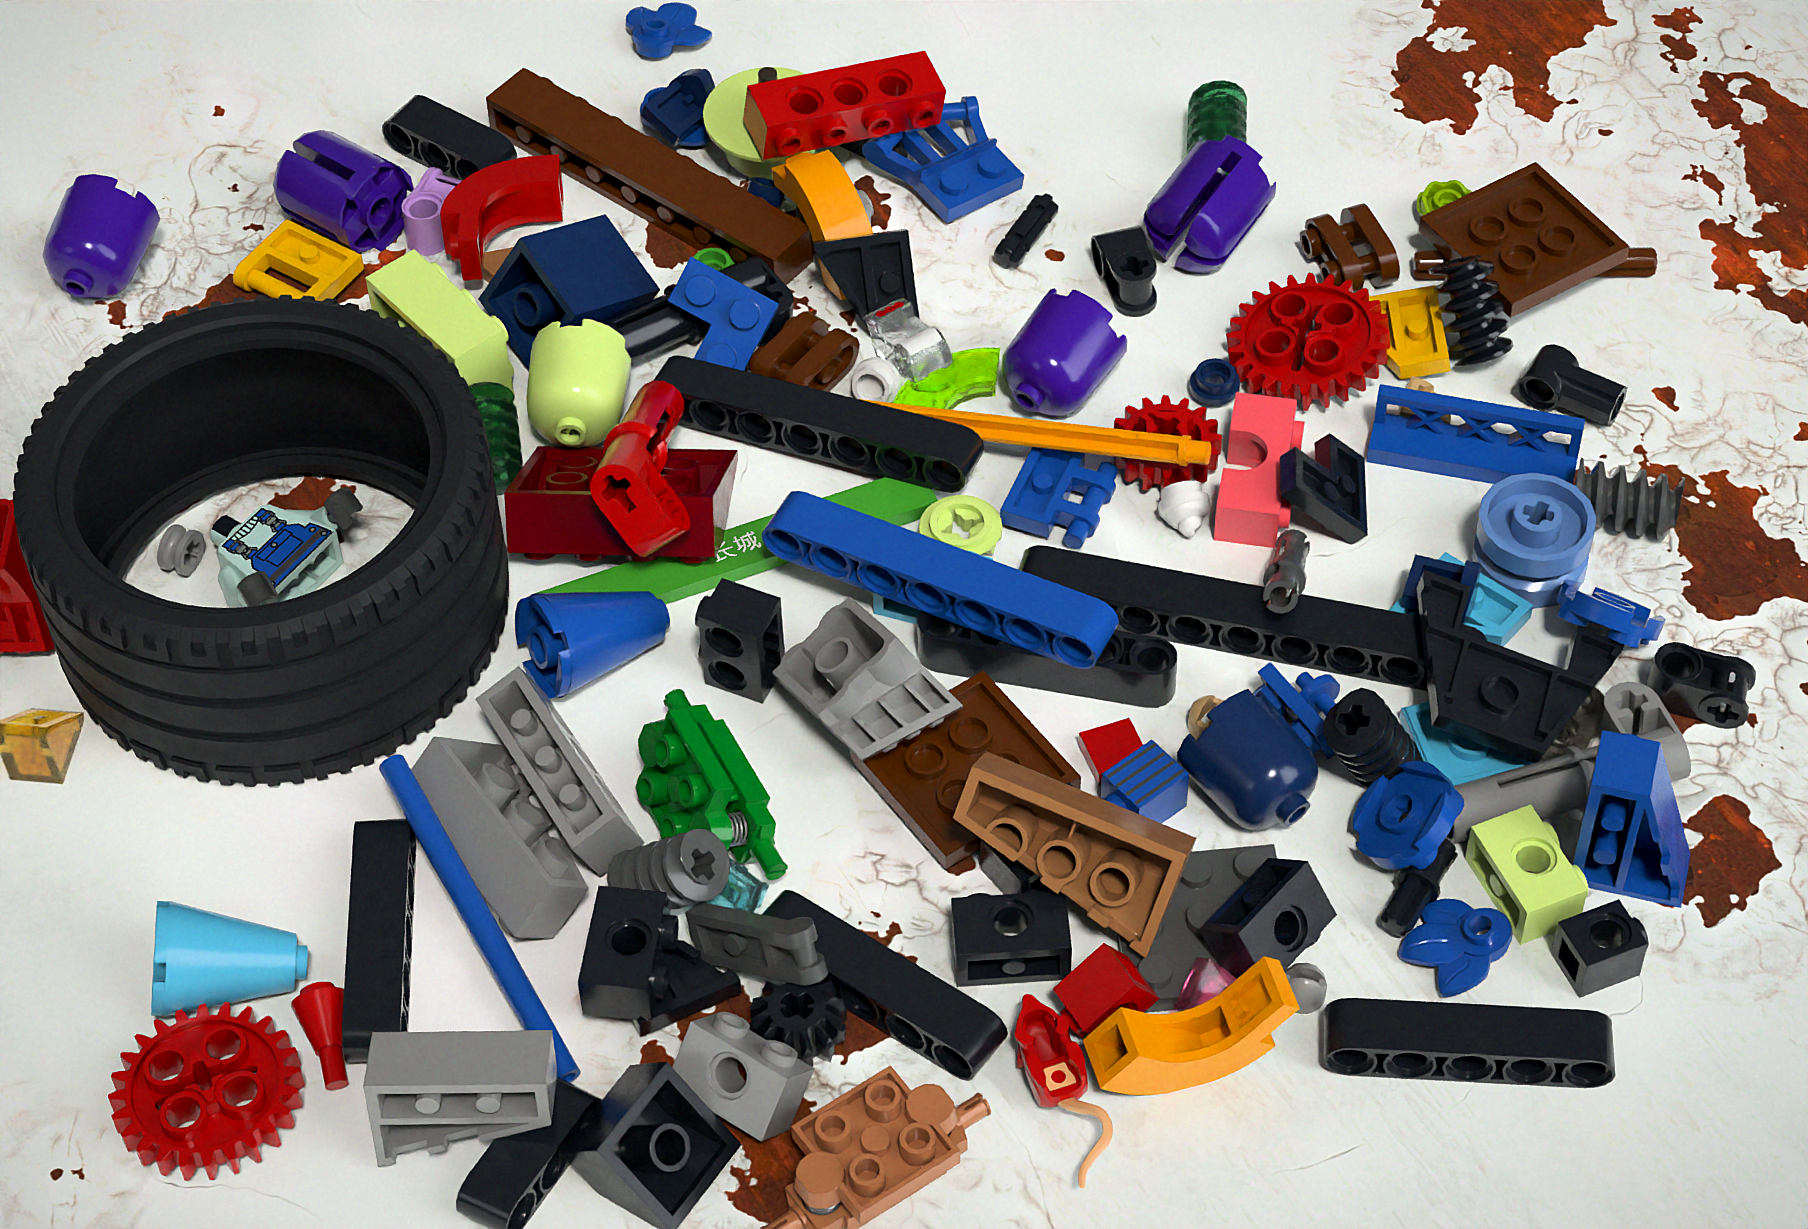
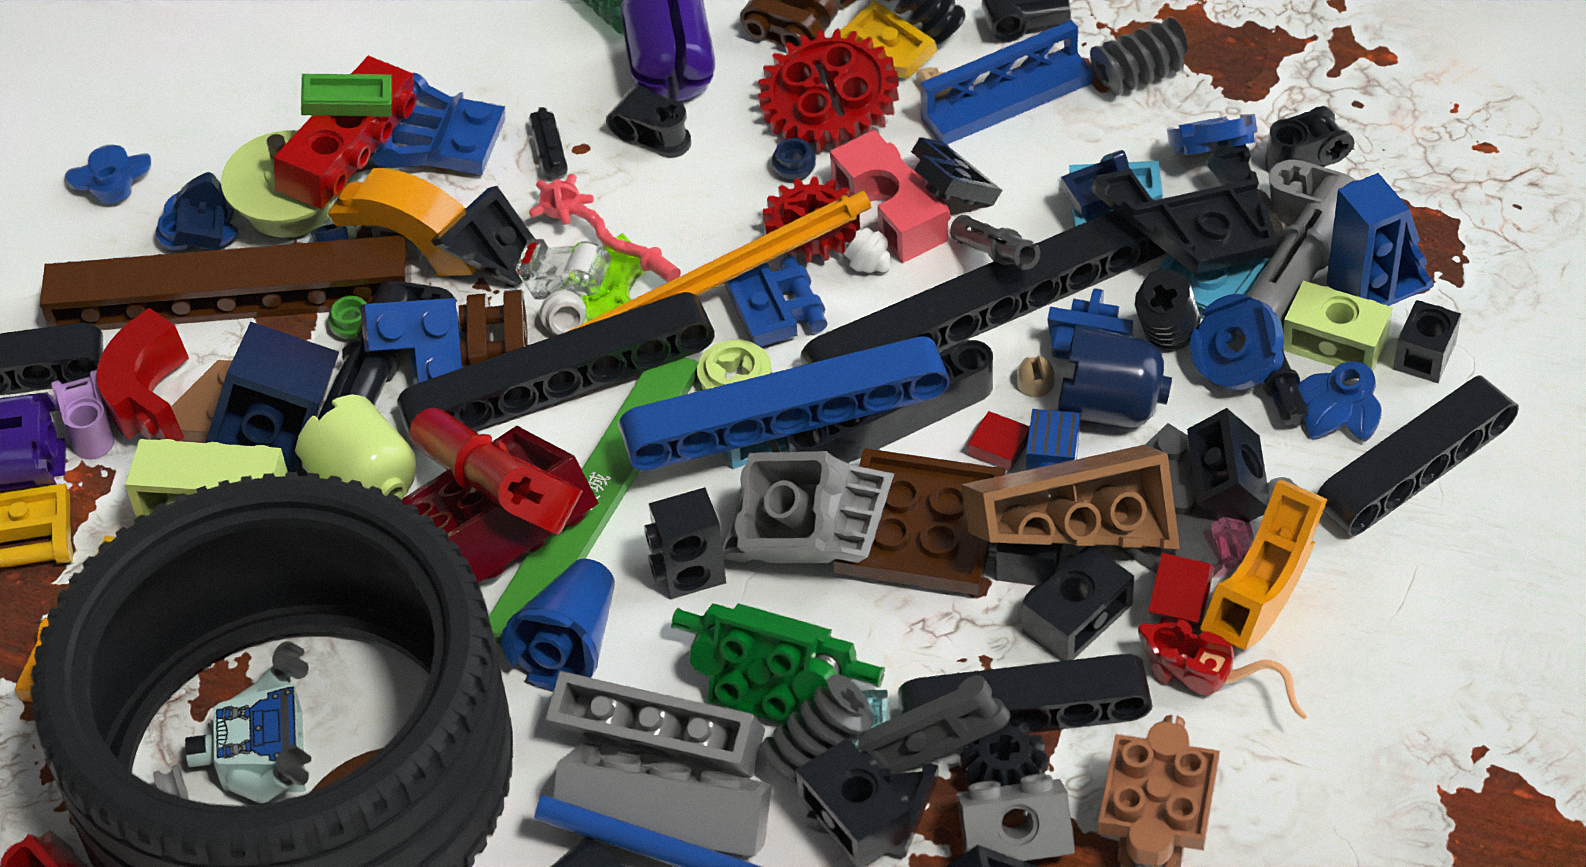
camera: 40 degrees left, 0 degrees up
(862, 71) = (346, 95): none -> bright green tile
(979, 286) = (563, 199): none -> coral piece
(1061, 353) = (682, 202): dark purple cylinder -> none
(1534, 535) = (1115, 111): medium blue wheel -> none

